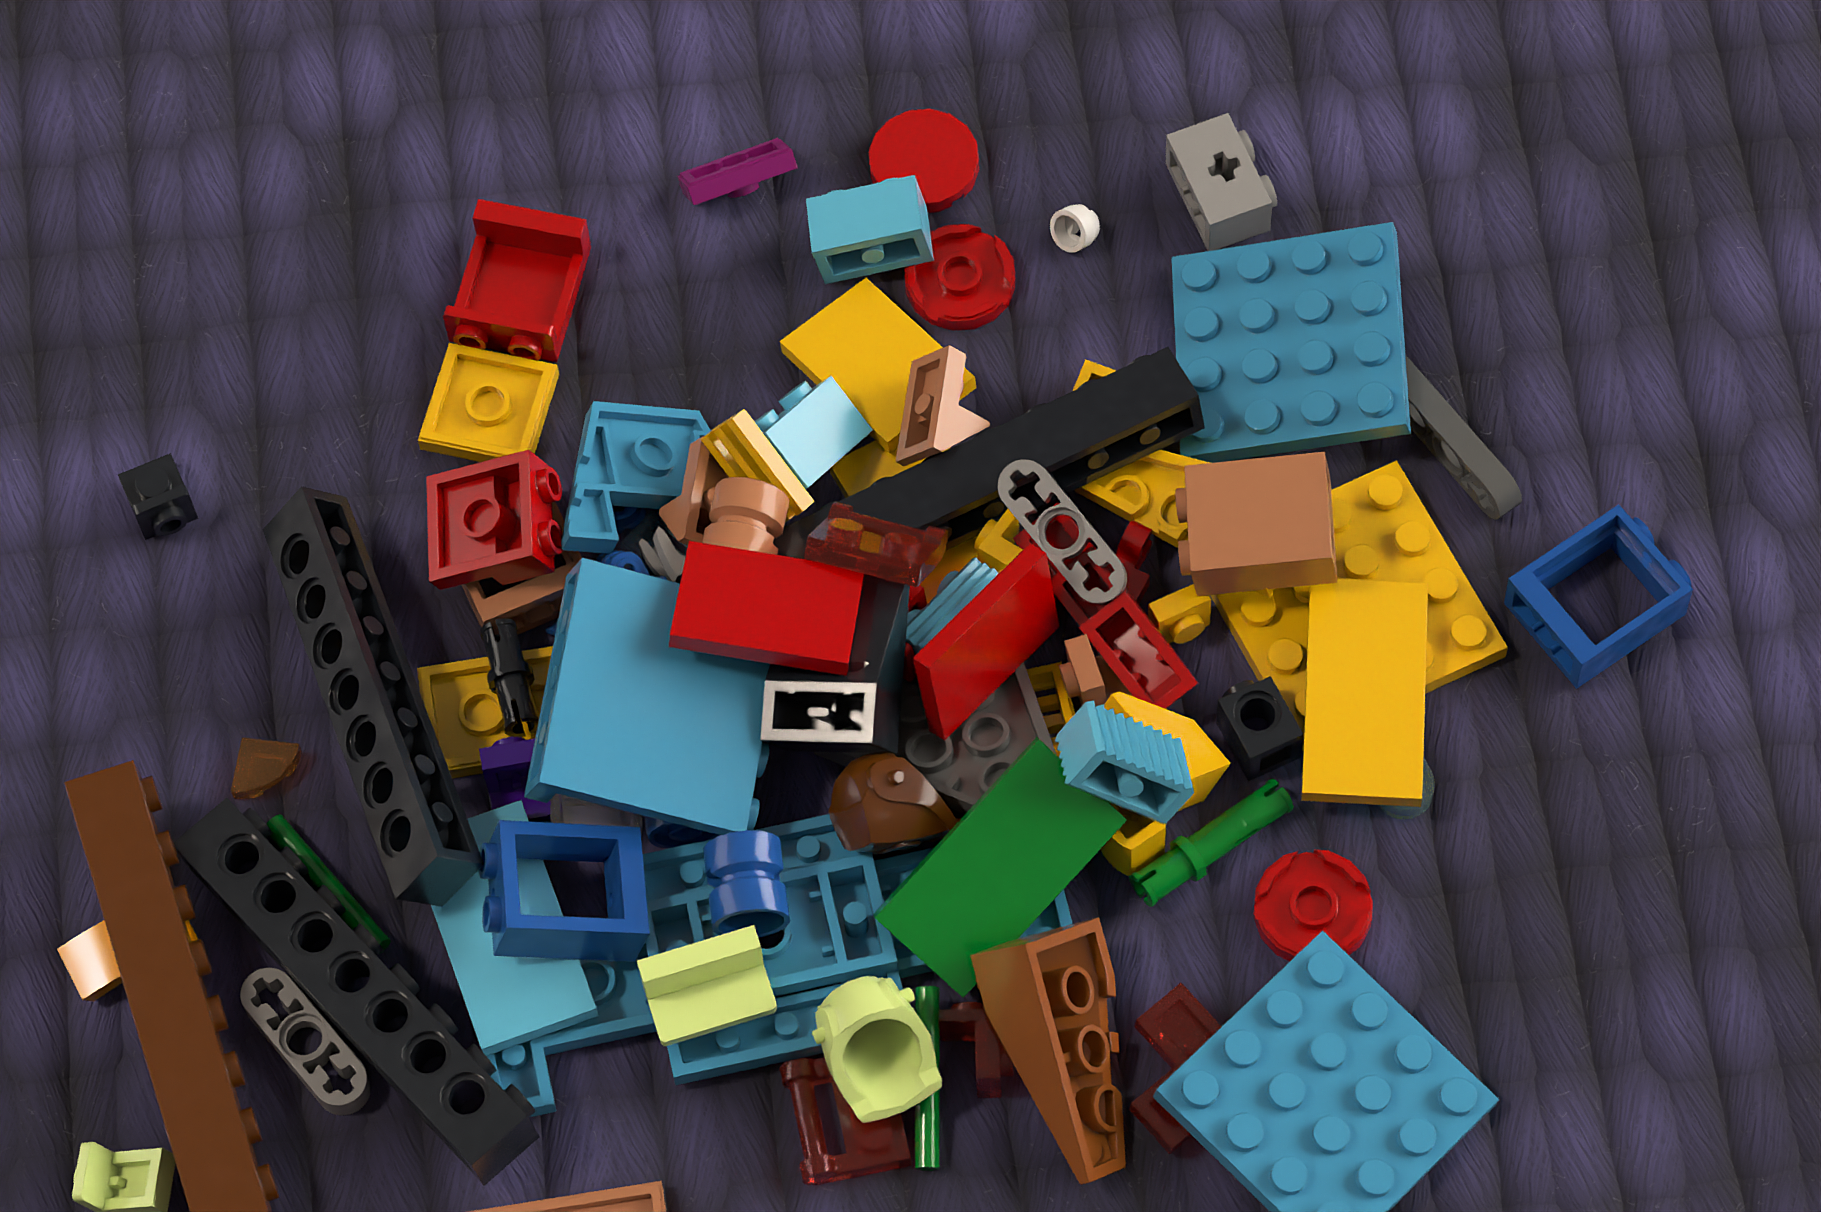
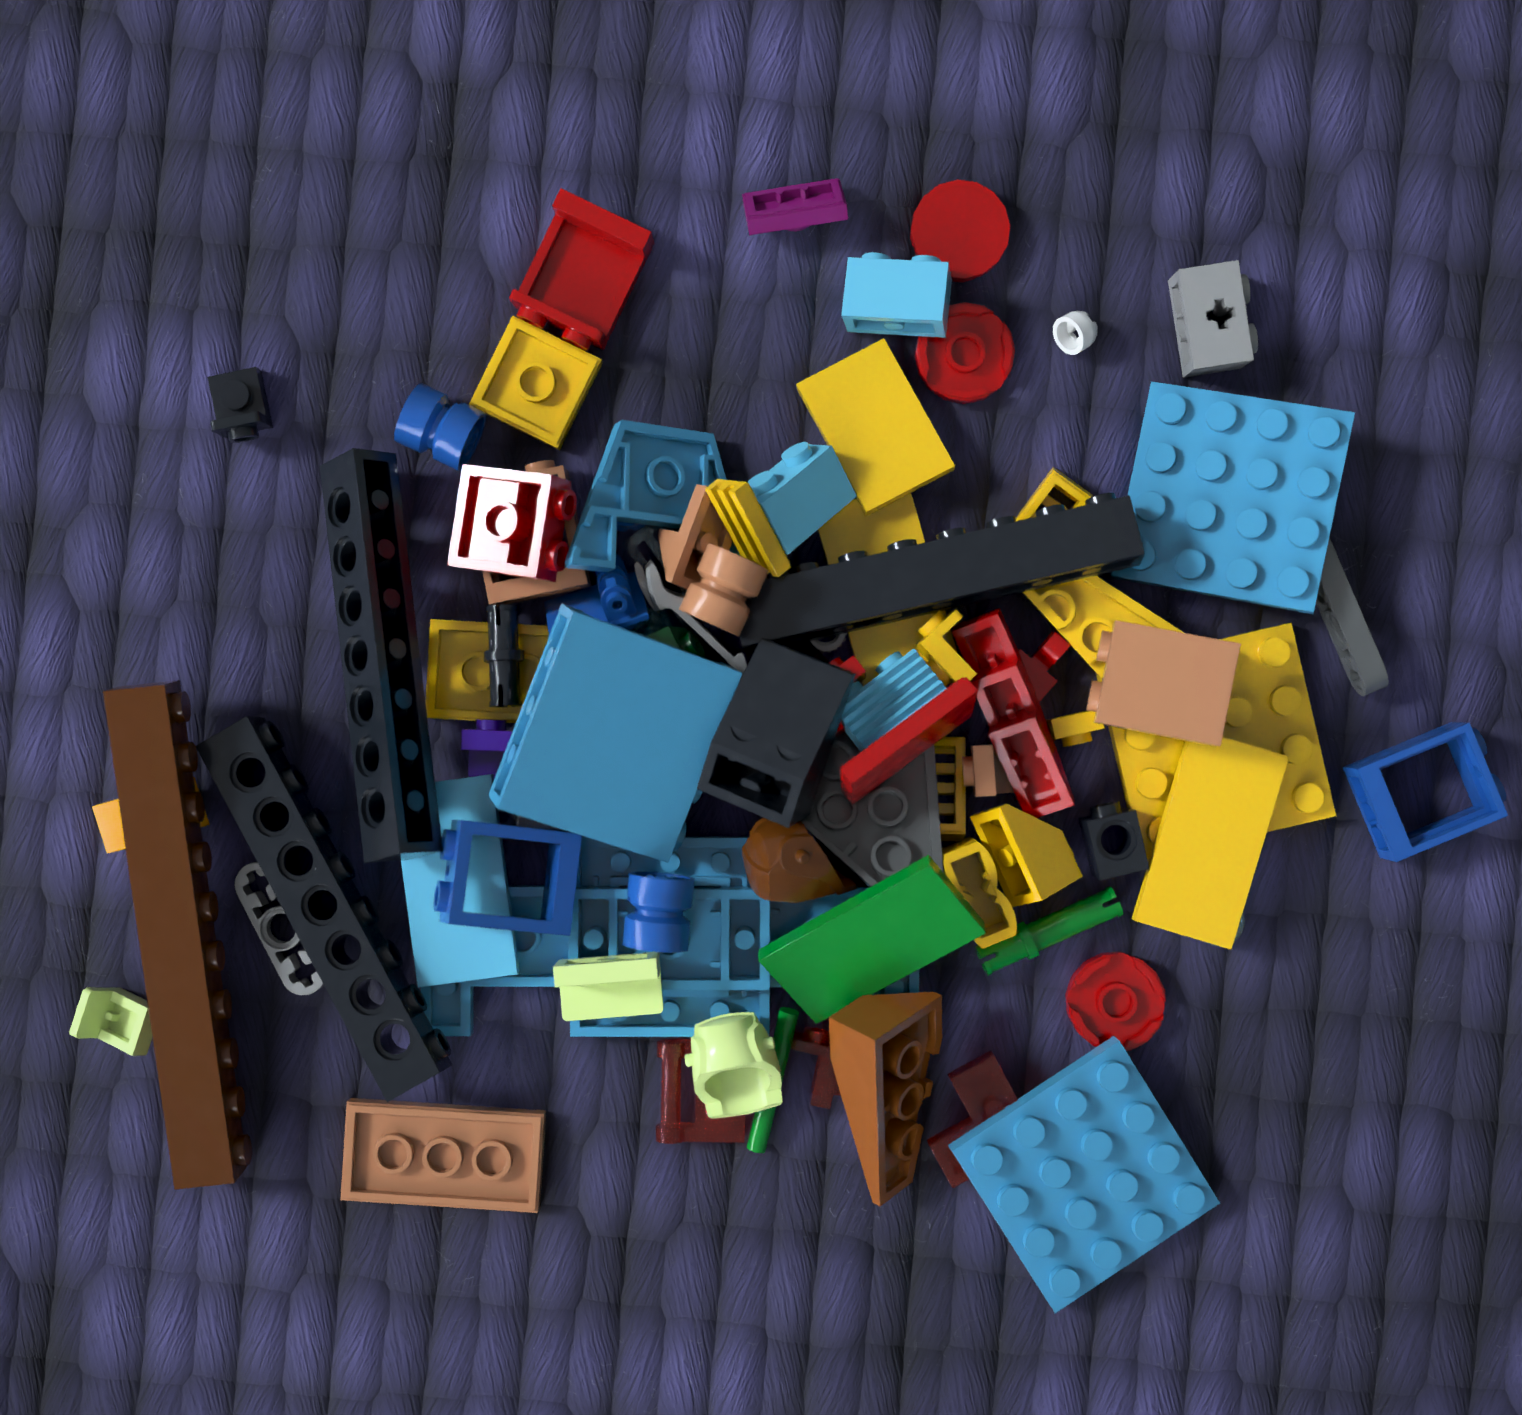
camera: 10 degrees right, 25 degrees up
(262, 766) = (288, 676): clear orange tile -> none
(320, 874) = (323, 792): green bar -> none
(381, 463) = (433, 424): none -> blue wheel
(766, 608) = (726, 686): red tile -> none
(876, 546) = (826, 648): clear red plate -> none
(932, 408) = (909, 508): nougat slope -> none
(1046, 489) = (997, 692): light grey beam -> none
(1124, 762) = (996, 893): medium azure brick -> none

